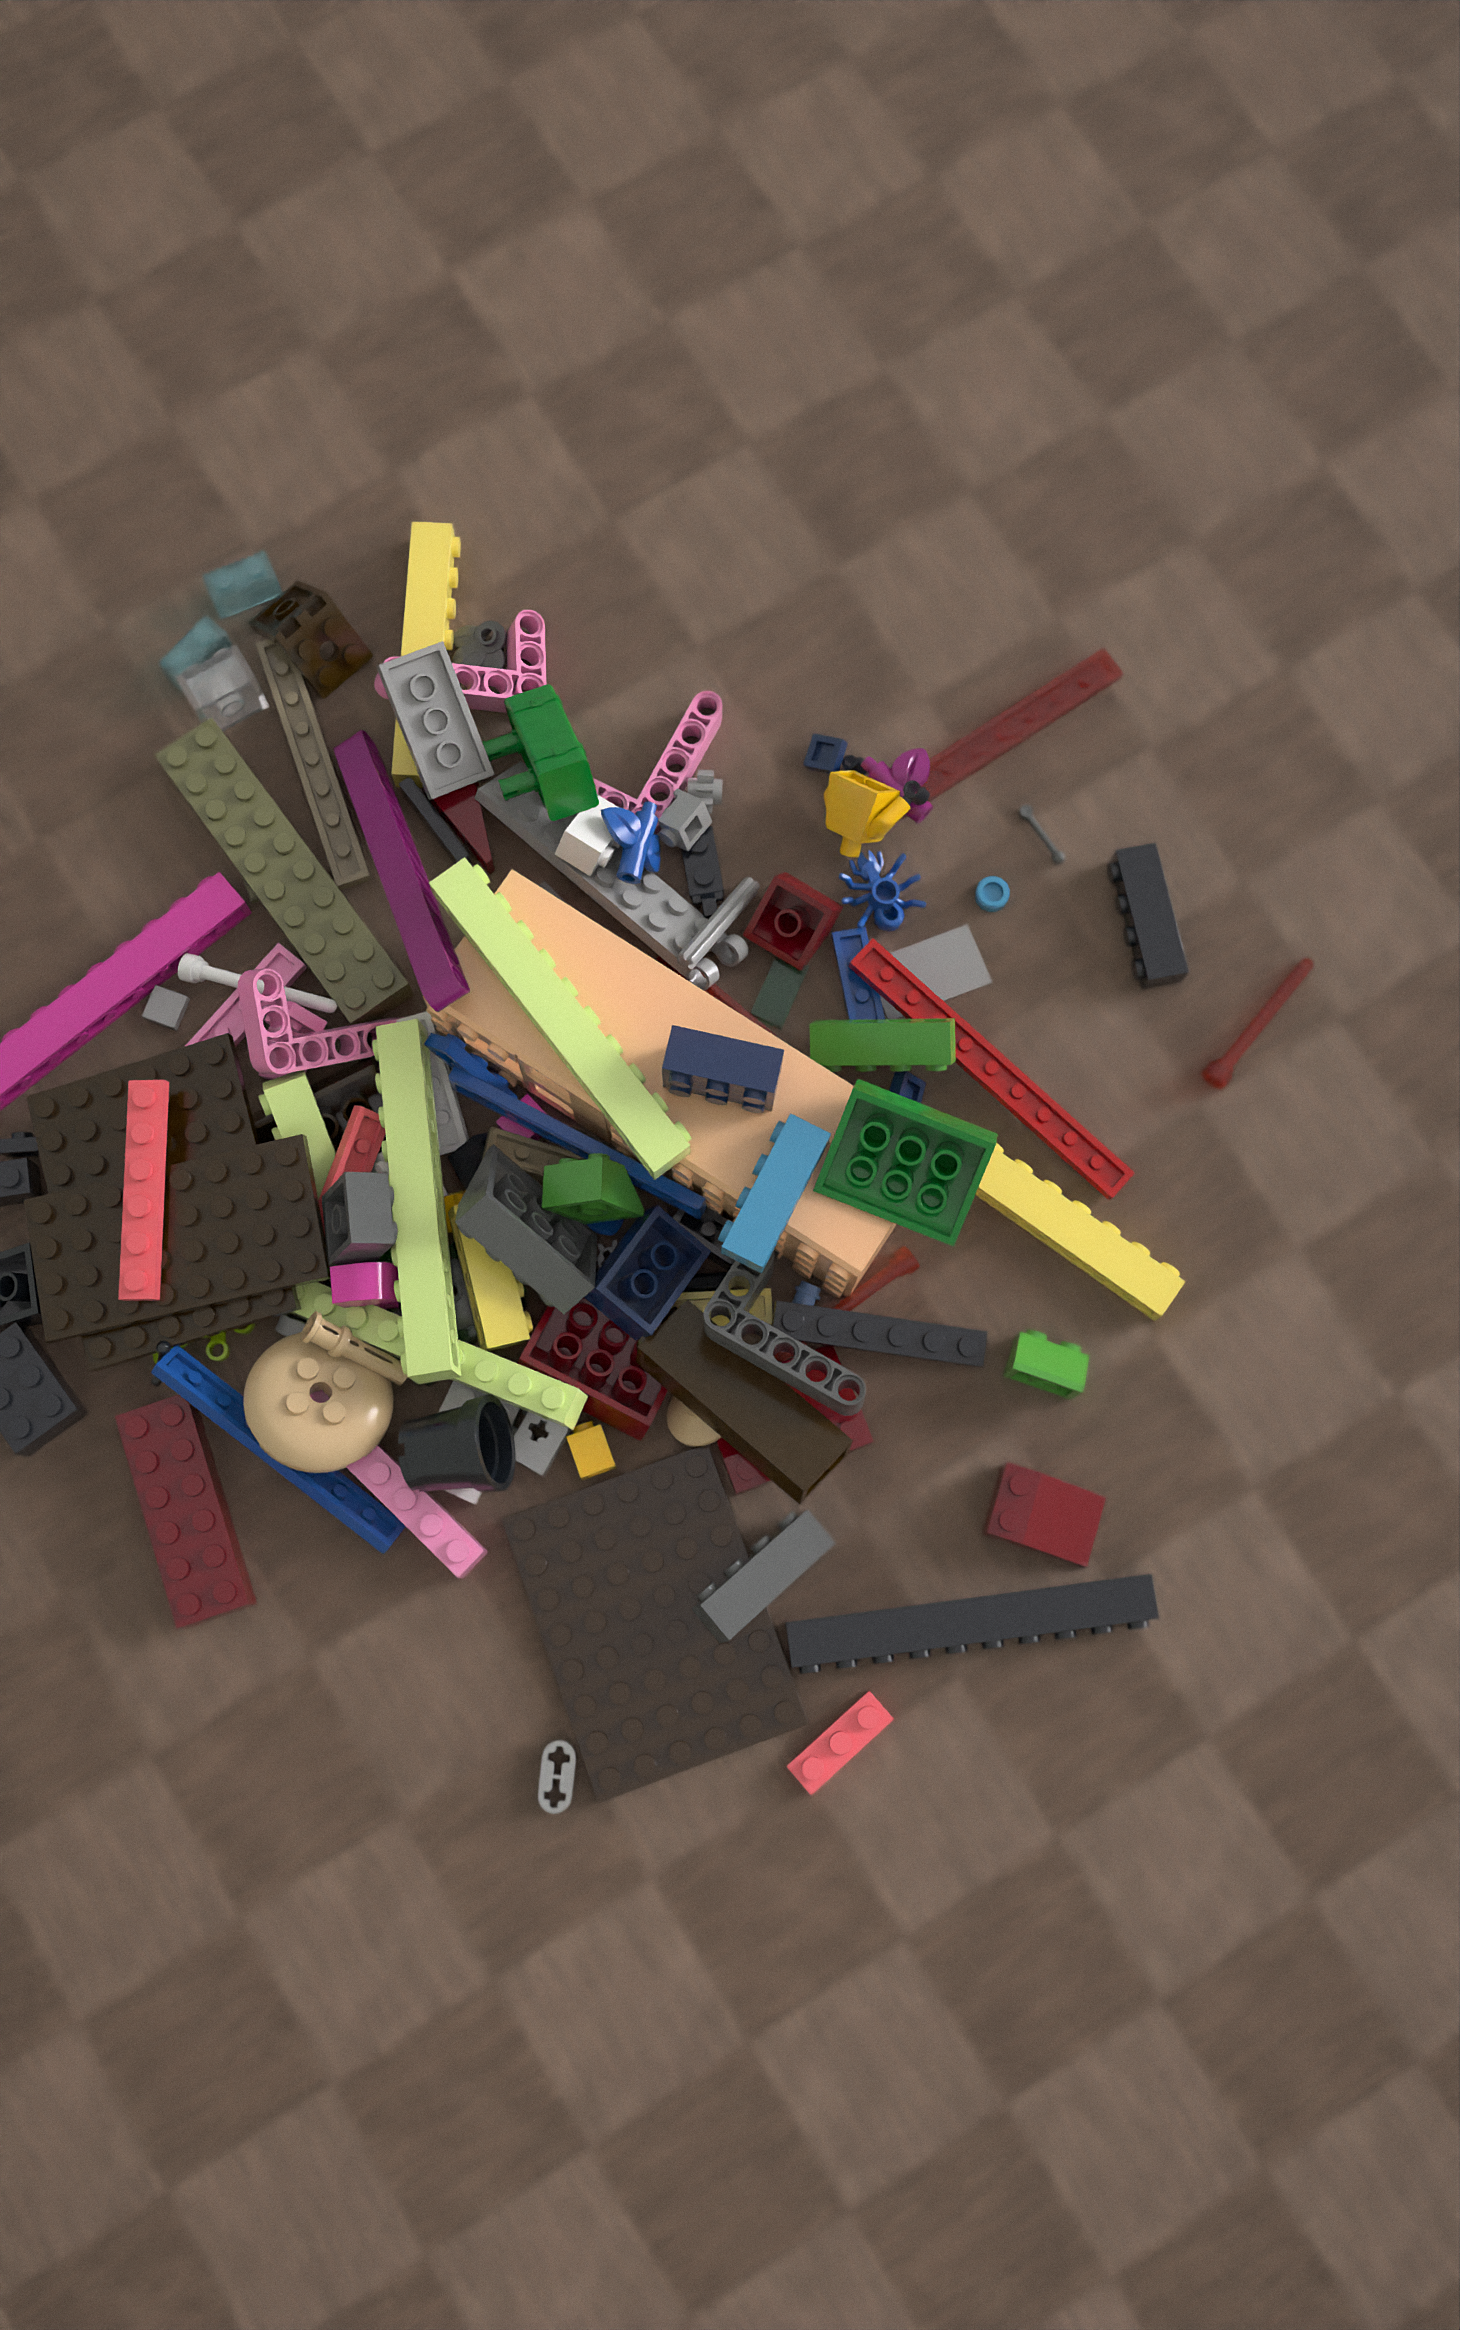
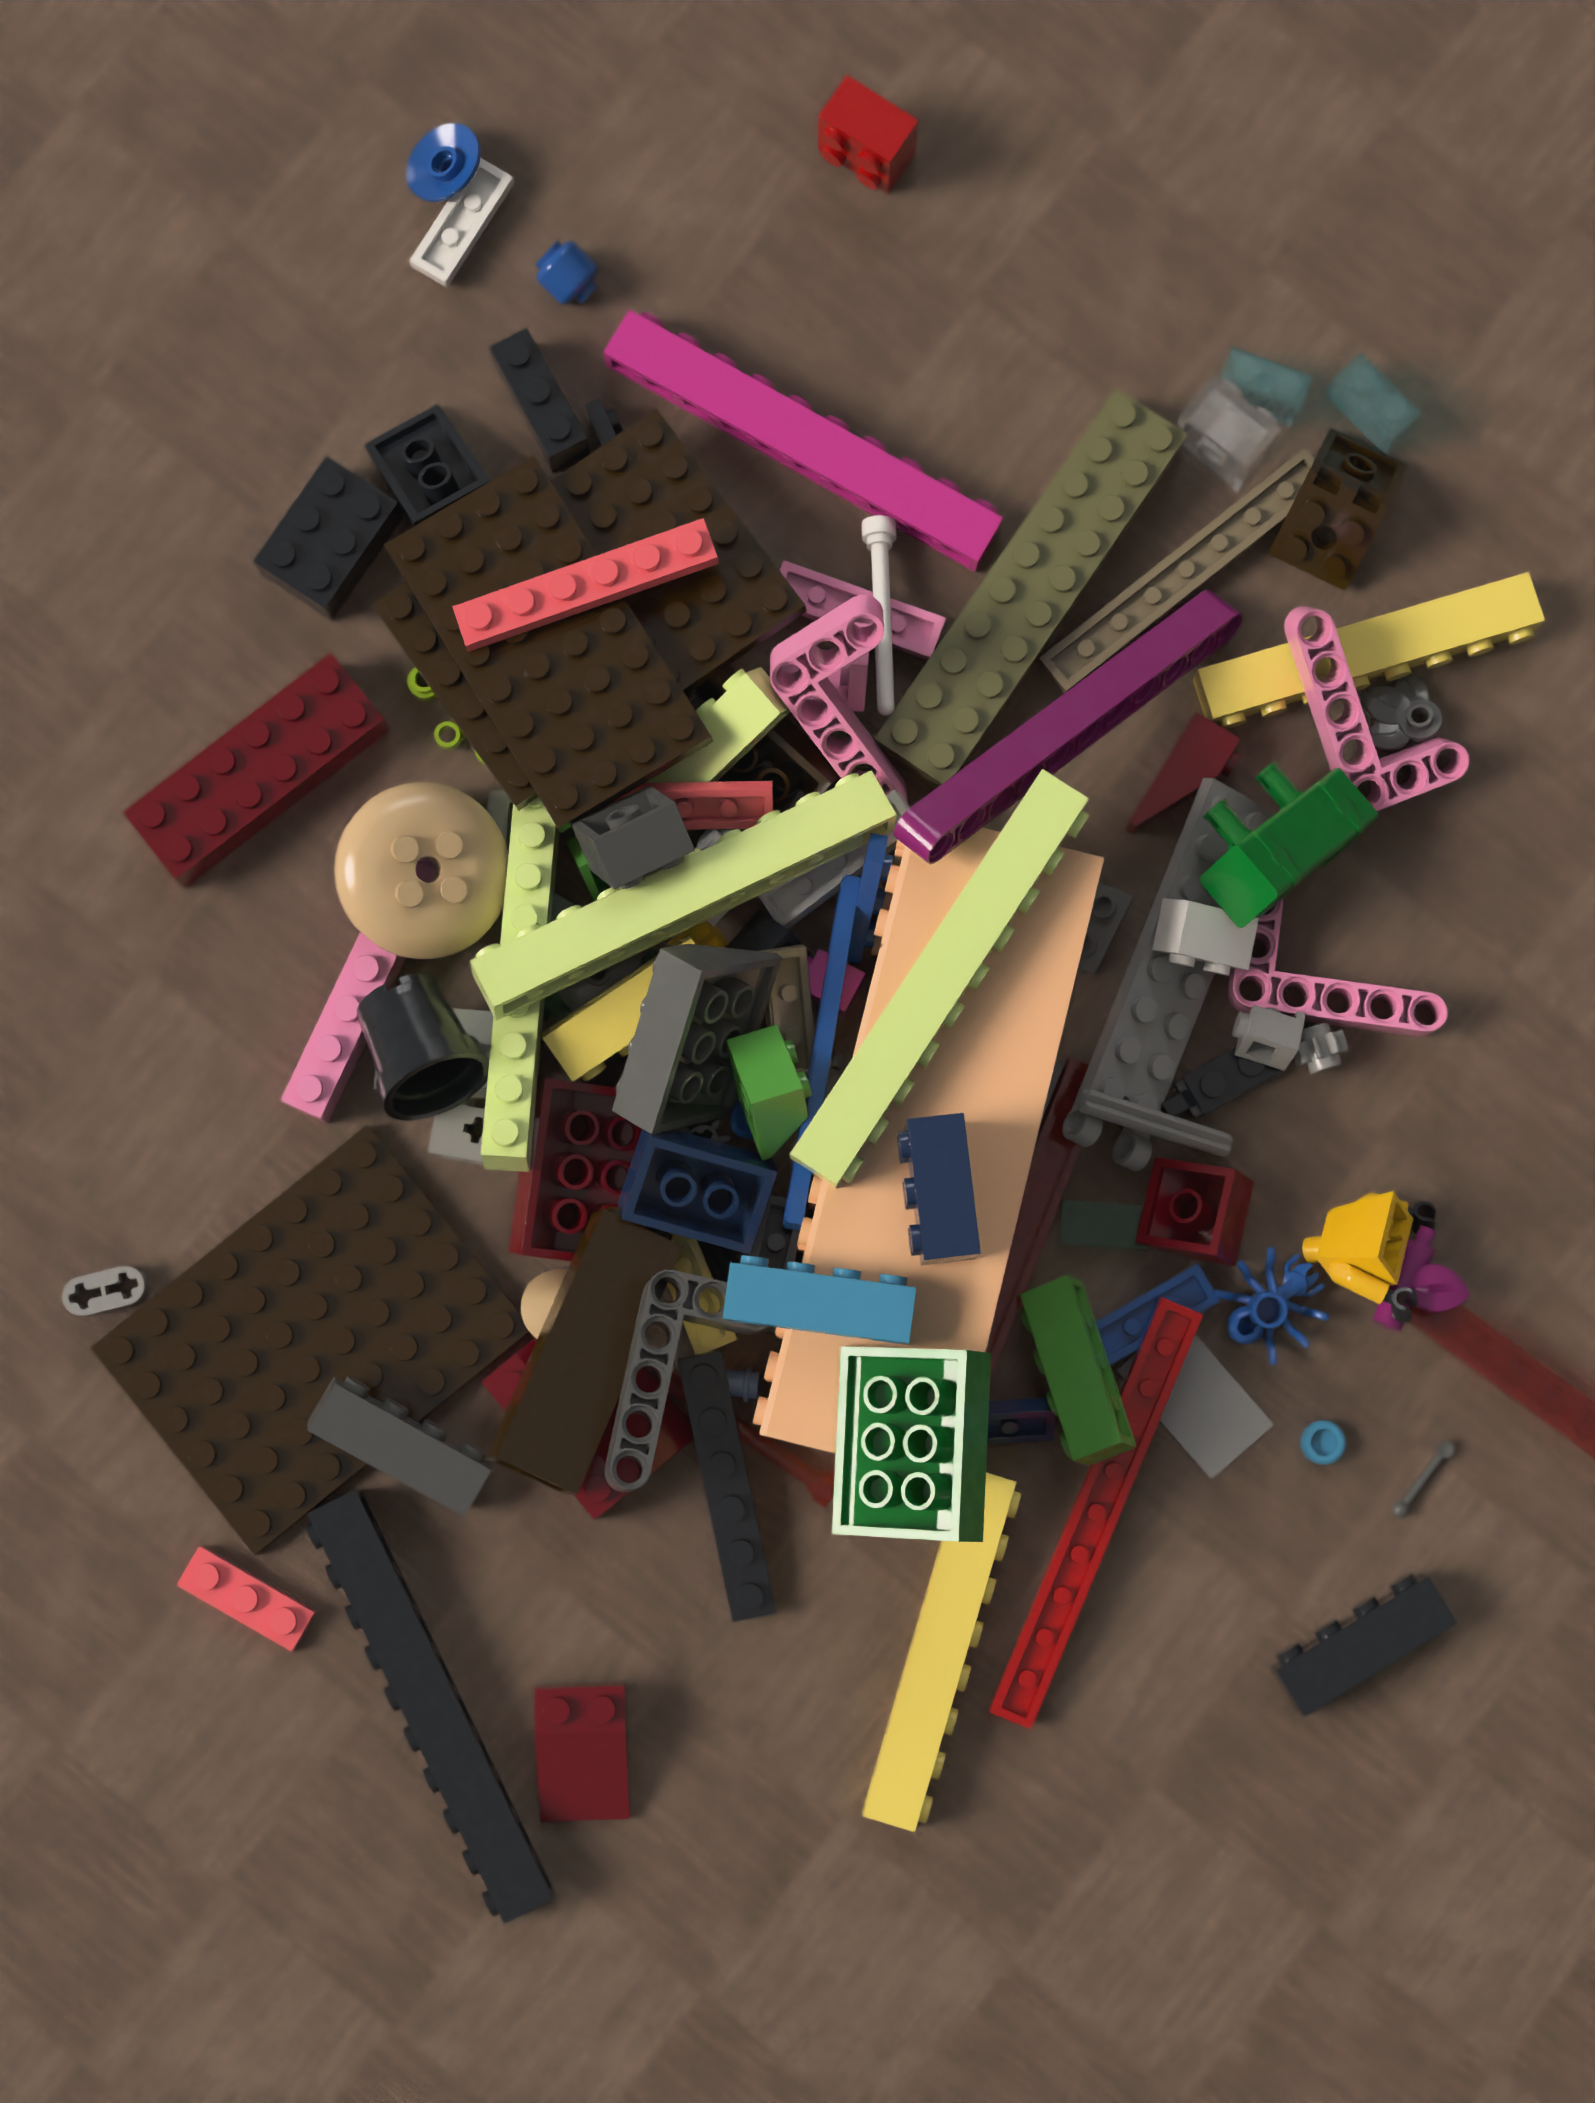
camera: 75 degrees right, 5 degrees up
(162, 1348) = (420, 676): black hinge -> none
(166, 1007) = (824, 520): light grey tile -> none
(328, 1489) = (381, 768): blue plate -> none
(342, 1343) = (492, 870): tan pin -> none
(364, 1285) = (564, 870): dark pink brick -> none
(433, 821) = (1157, 744): black tile -> none
(435, 720) = (1273, 697): light grey plate -> none
(590, 1450) = (477, 1198): yellow brick -> none
(637, 838) = (1218, 988): blue plant -> none
(825, 753) = (1423, 1177): dark blue plate -> none
(1047, 1365) = (759, 1697): bright green slope -> none
(1219, 1072) = (1198, 1796): clear red piece -> none

